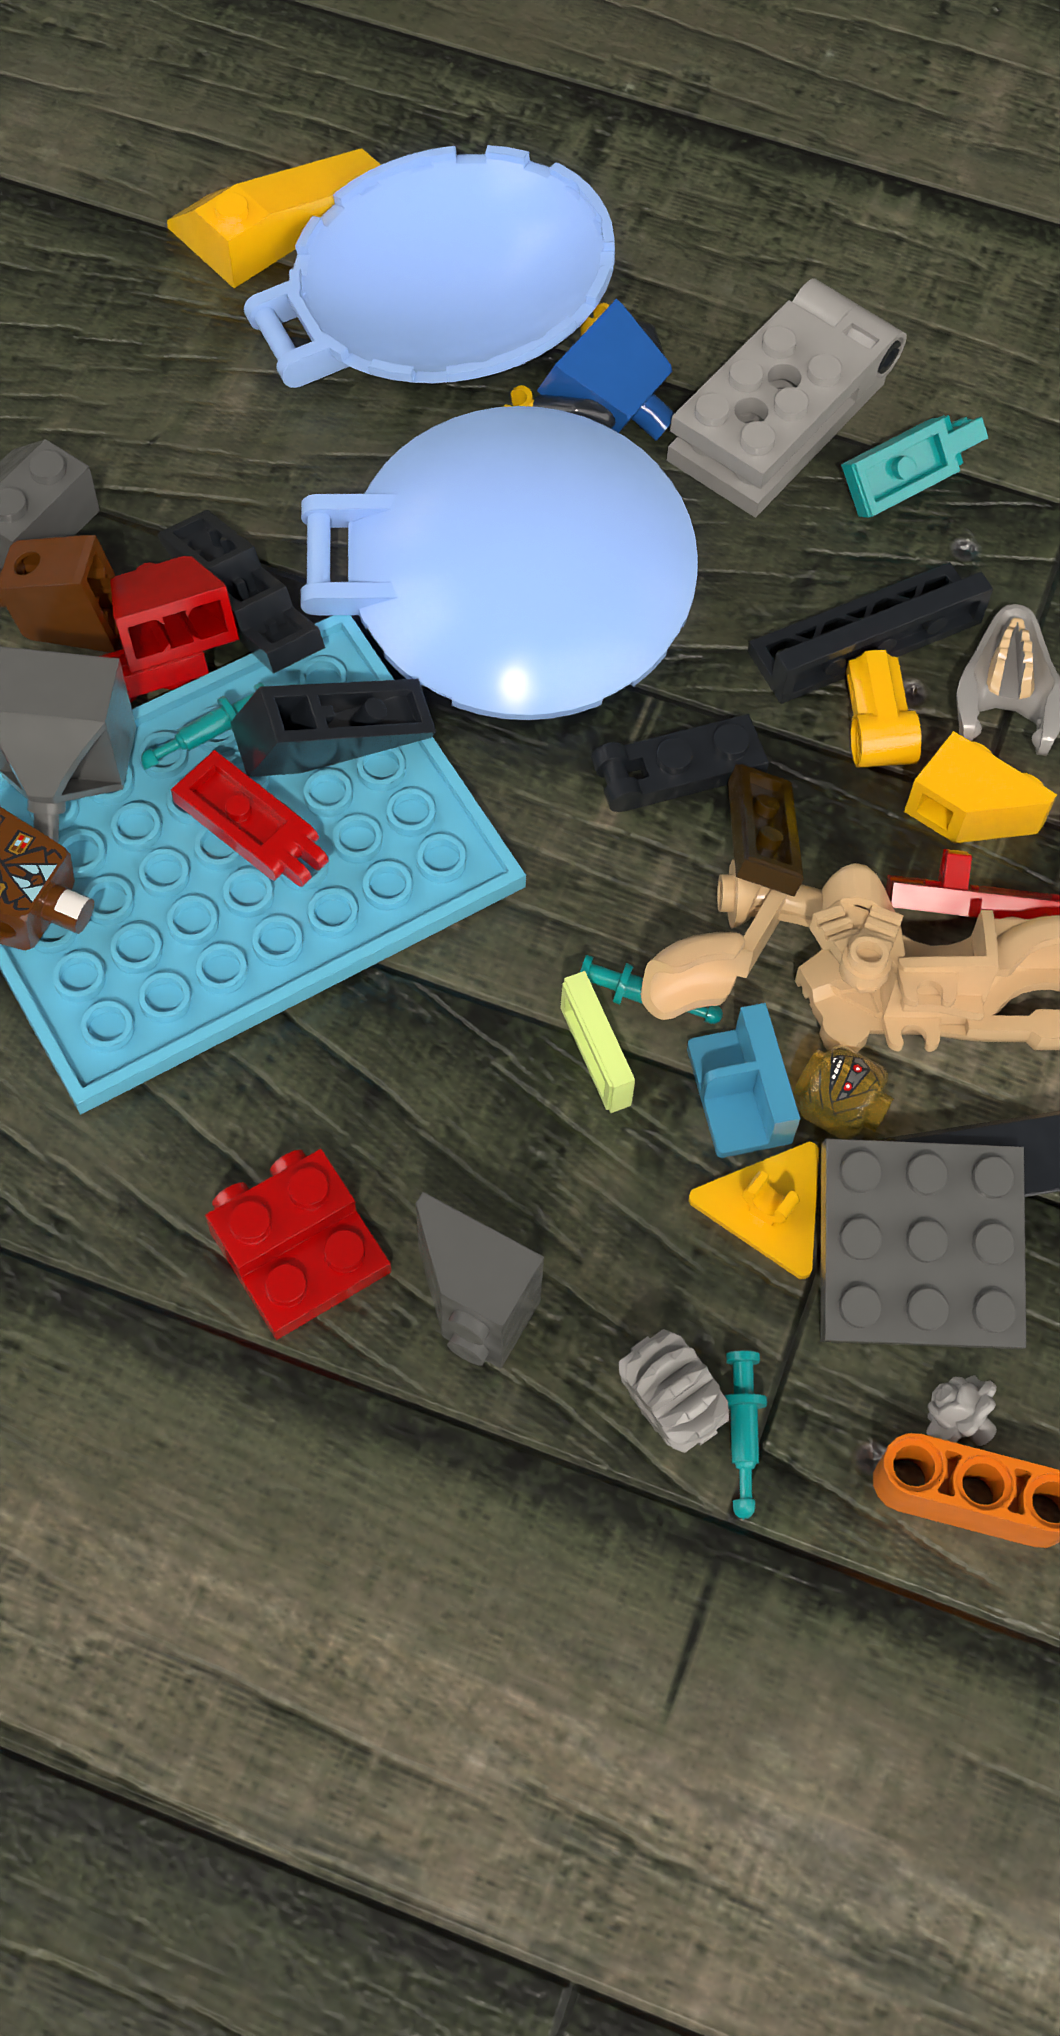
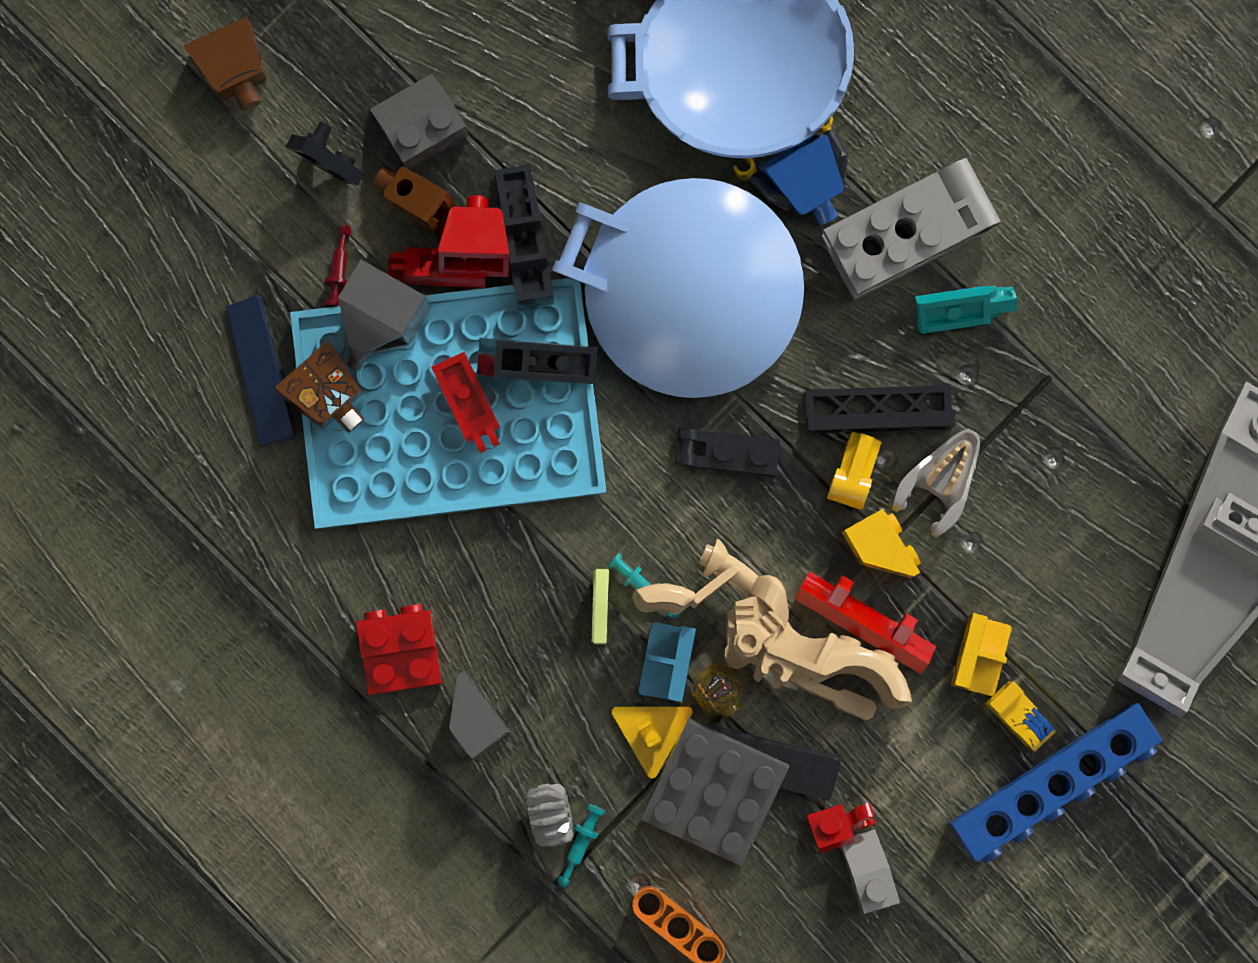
camera: 25 degrees right, 20 degrees up
(199, 730) = (471, 329): teal piece -> none
(765, 830) = (746, 525): dark brown tile -> none
(962, 1410) = (691, 884): light grey plant -> none

